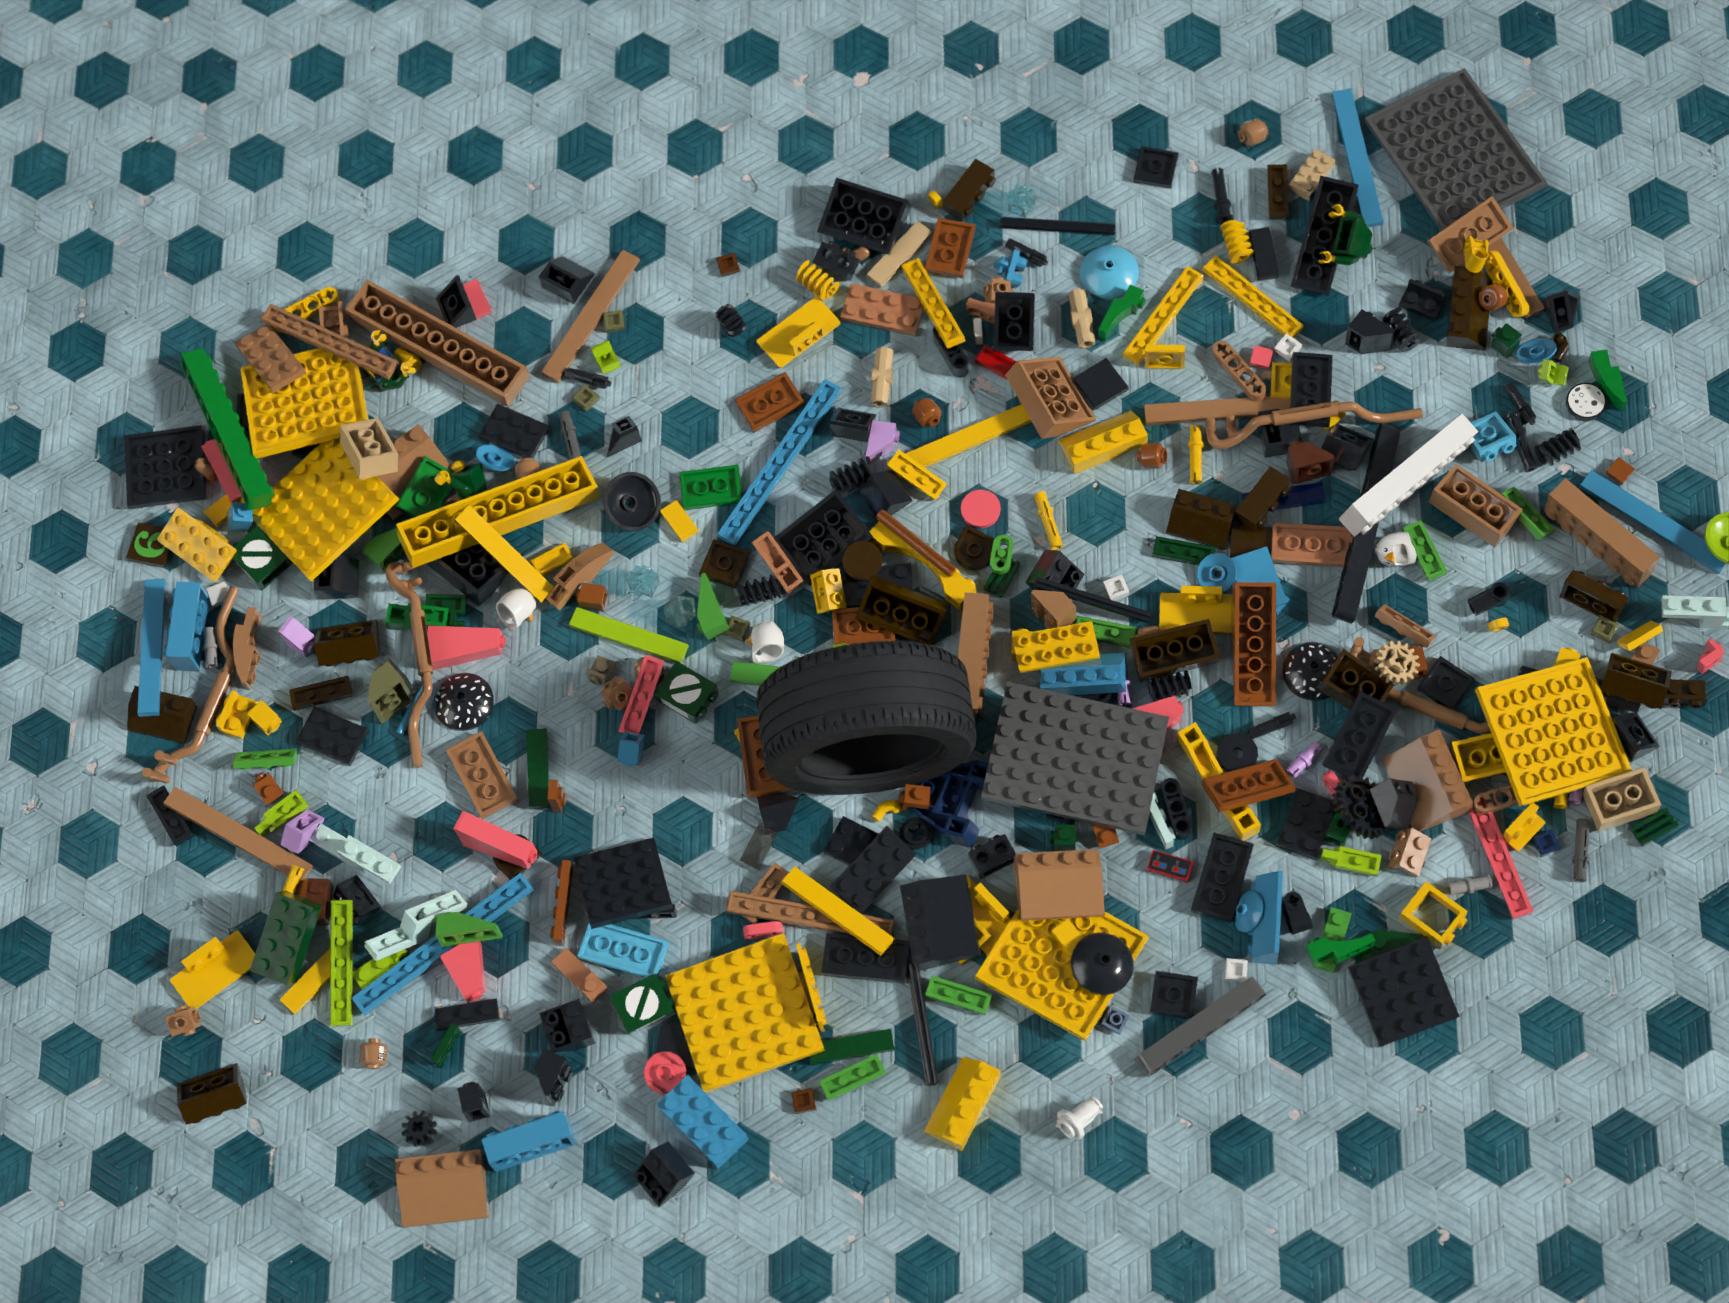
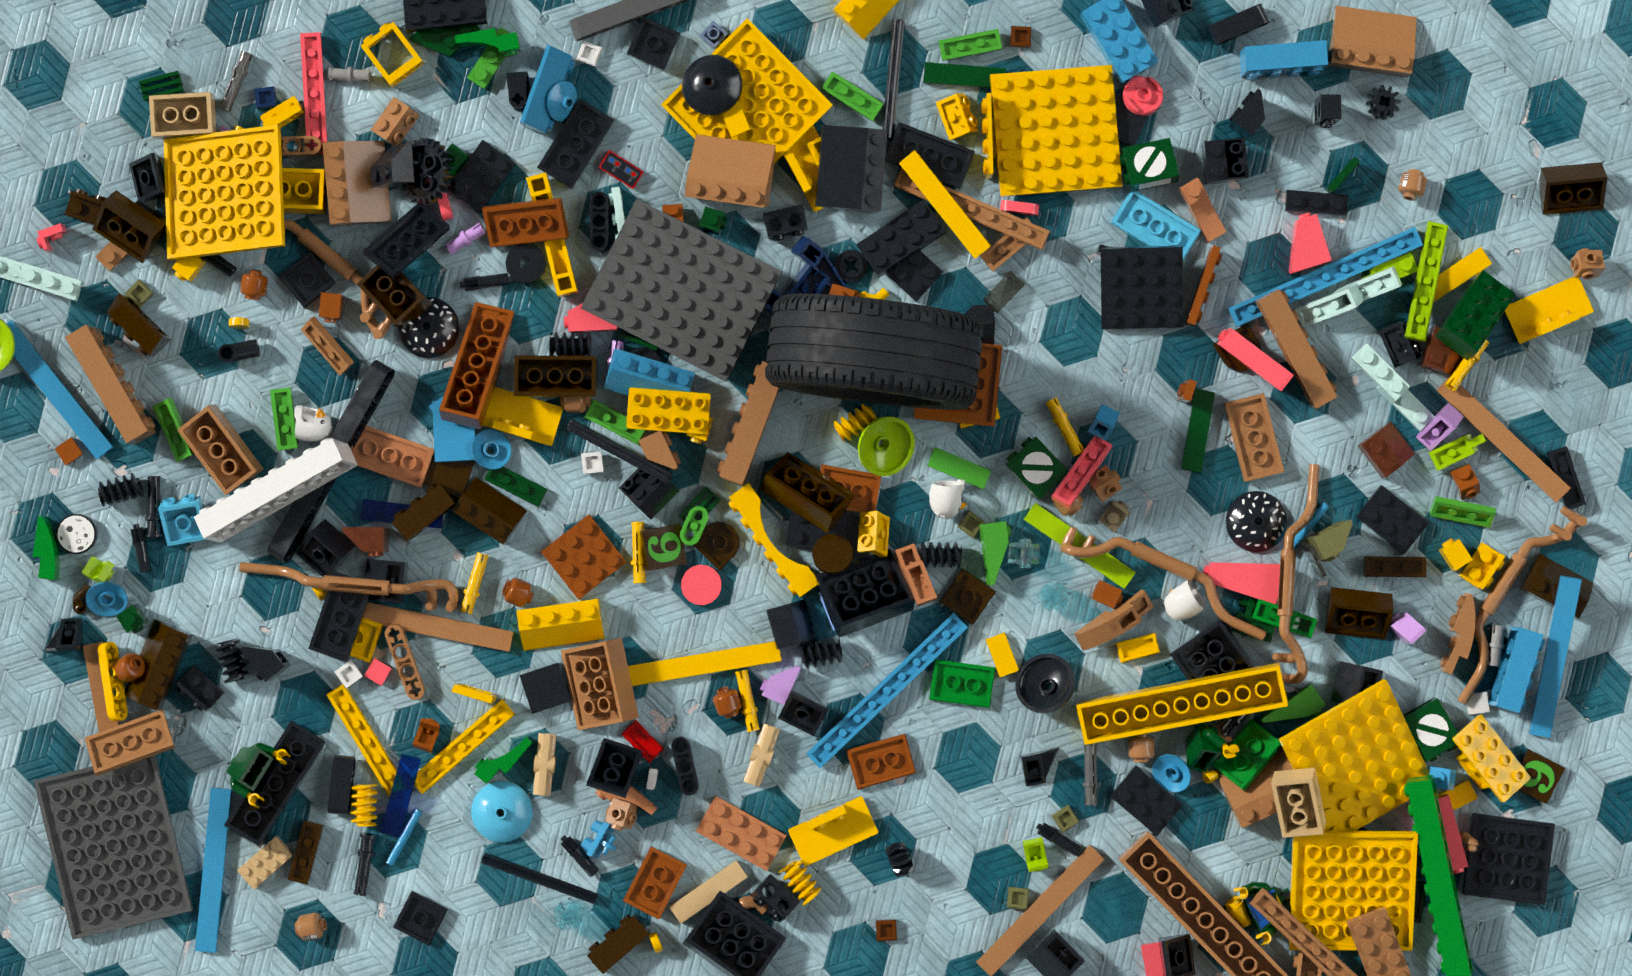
camera: 175 degrees left, 20 degrees up
(349, 796) = (1386, 450): none -> copper slope
(457, 864) = (1296, 349): none -> medium nougat brick
(459, 928) = (1311, 280): bright green slope -> none
(504, 553) = (1185, 654): yellow tile -> none
(548, 633) = (1162, 561): none -> medium nougat piece
(583, 1169) = (1238, 24): none -> black beam
(674, 744) = (1064, 425): none -> yellow pin
(847, 1003) = (957, 115): none -> yellow bracket
(906, 416) = (747, 701): none -> yellow pin
(916, 475) = (754, 635): yellow plate -> none
(916, 543) = (775, 557): dark orange axle -> none
(933, 303) = (689, 820): yellow tile -> none
(1026, 529) = (663, 547): none -> dark brown tile
(1099, 505) = (583, 556): none -> dark orange plate
(1192, 228) = (404, 837): none -> dark azure bar
(1198, 313) = (426, 735): none -> dark orange bracket
(1206, 258) = (400, 795): none -> clear blue tile
(1353, 860) = (449, 127): lime hinge -> none
(1396, 663) = (346, 299): tan gear -> none
(1475, 254) = (131, 715): yellow piece -> none
(1495, 662) = (254, 285): none -> dark orange head
(1640, 635) = (109, 275): yellow tile -> none

